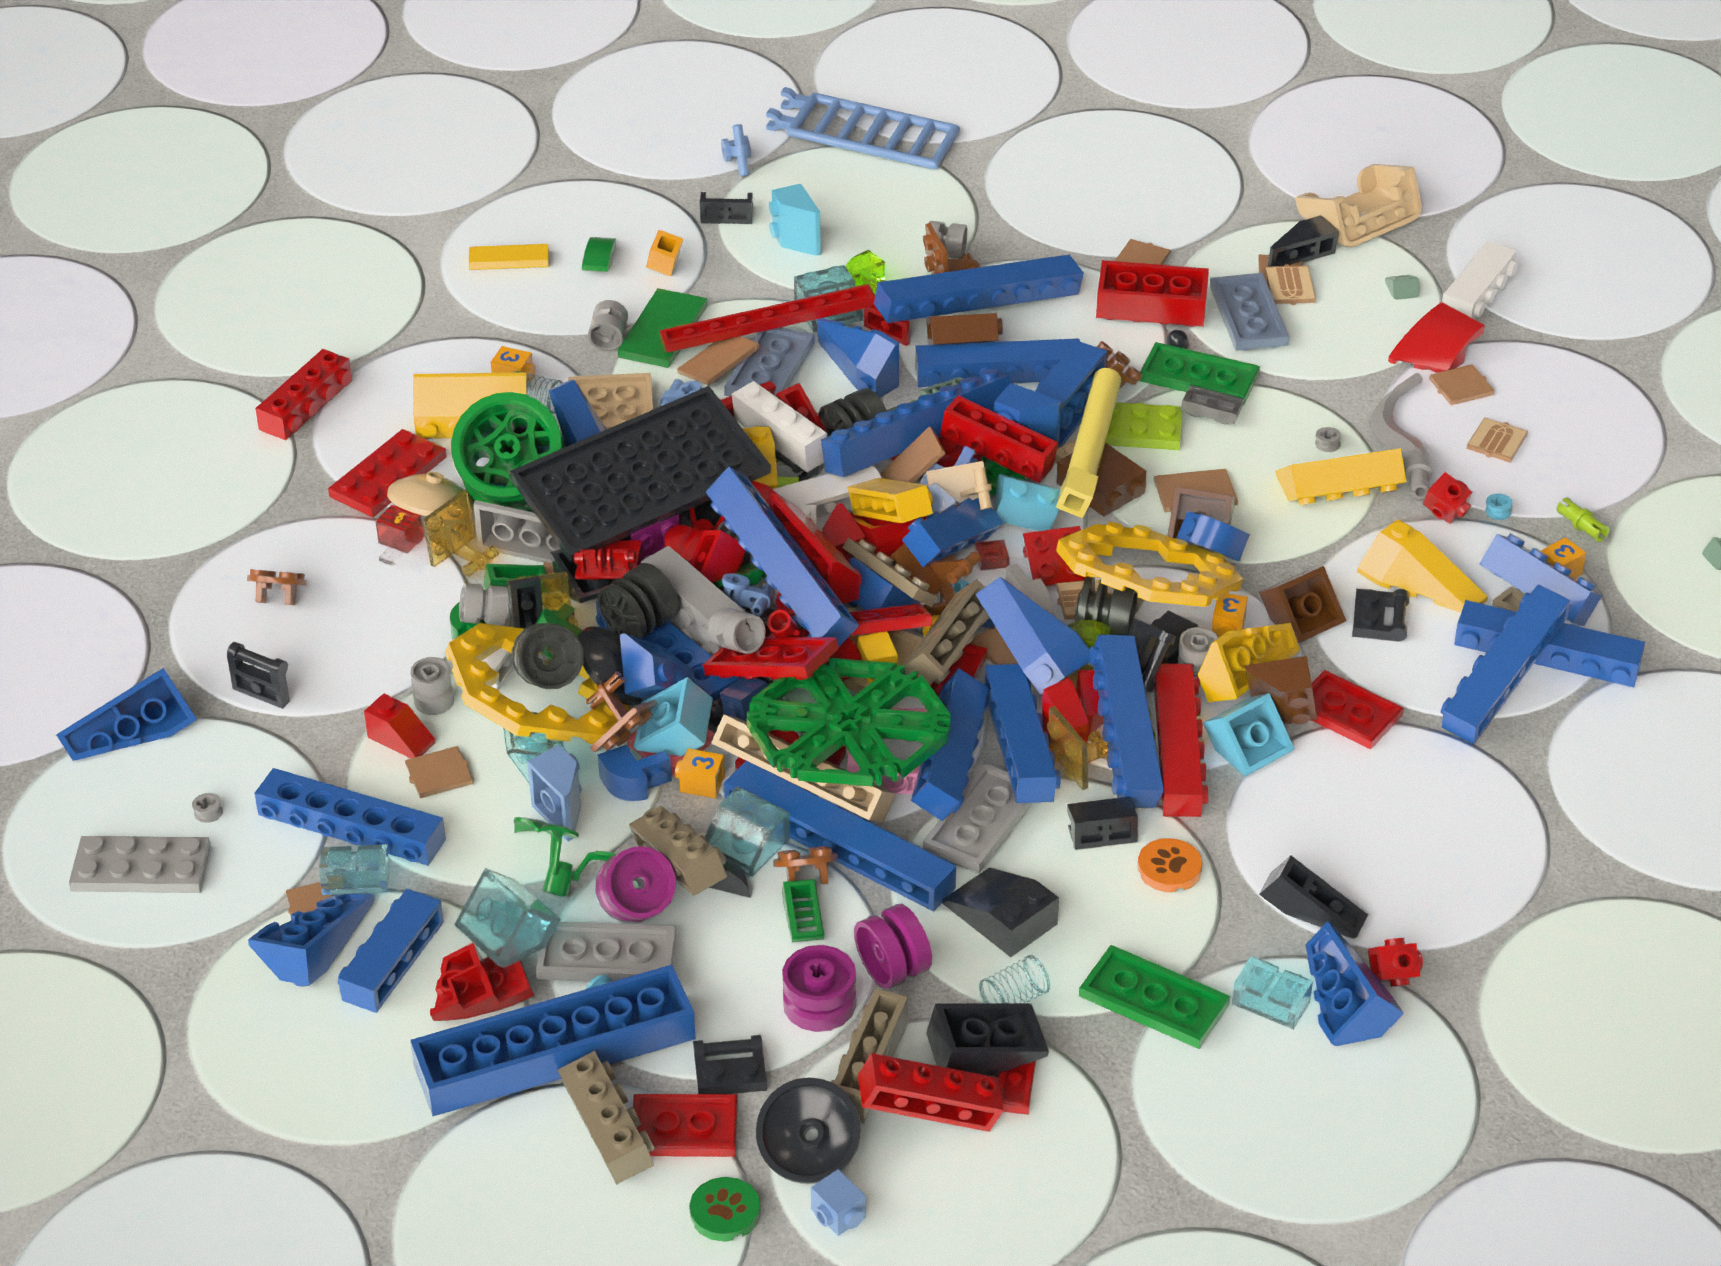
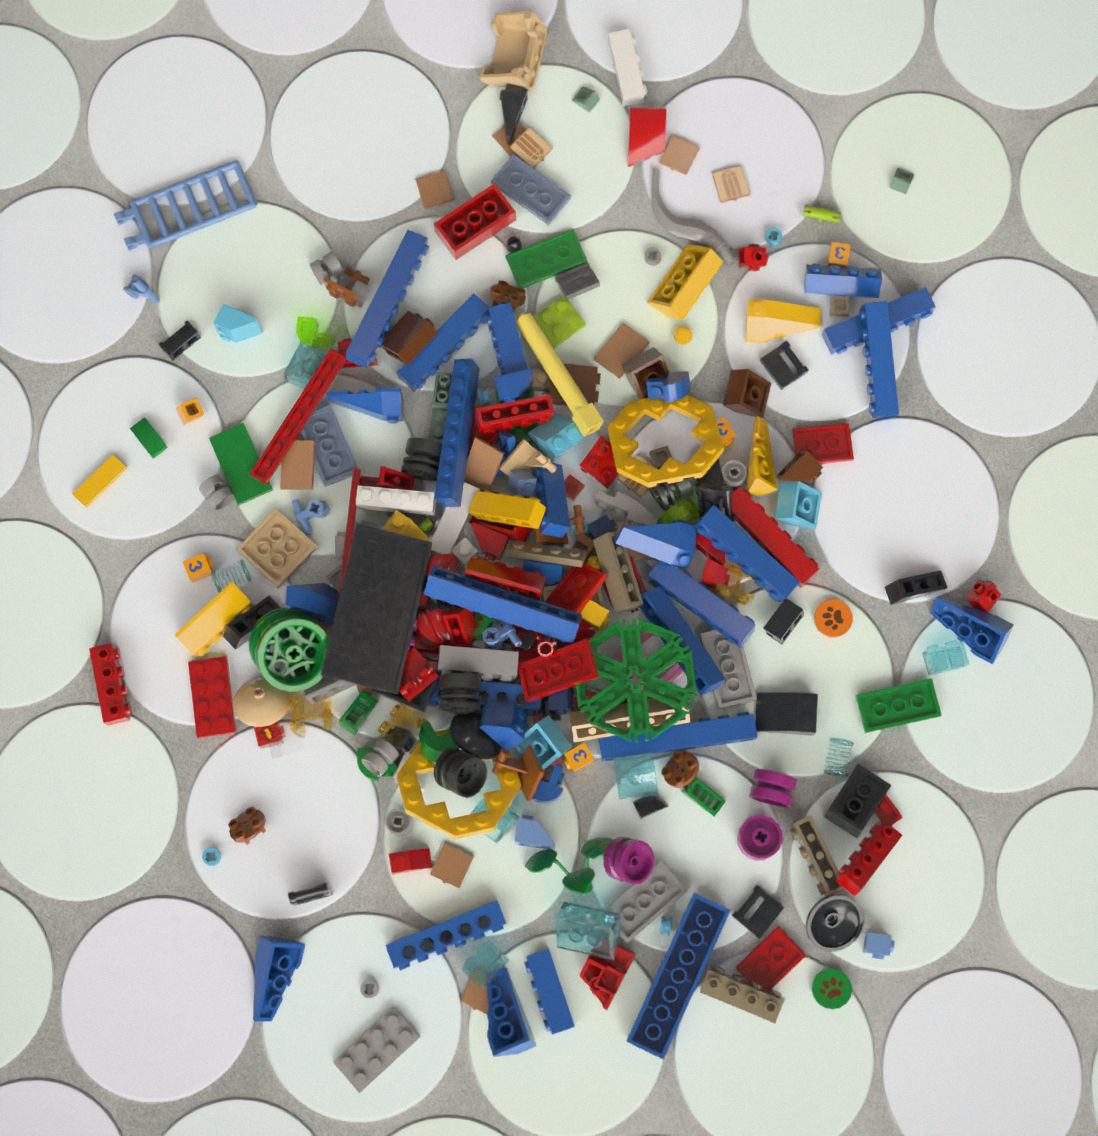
camera: 40 degrees left, 35 degrees up
(208, 581) = (211, 850): none -> medium azure bush
(691, 856) = (626, 822): dark tan brick -> none
(736, 630) = (529, 671): light grey wheel -> none
(1284, 518) = (683, 335): none -> yellow plate

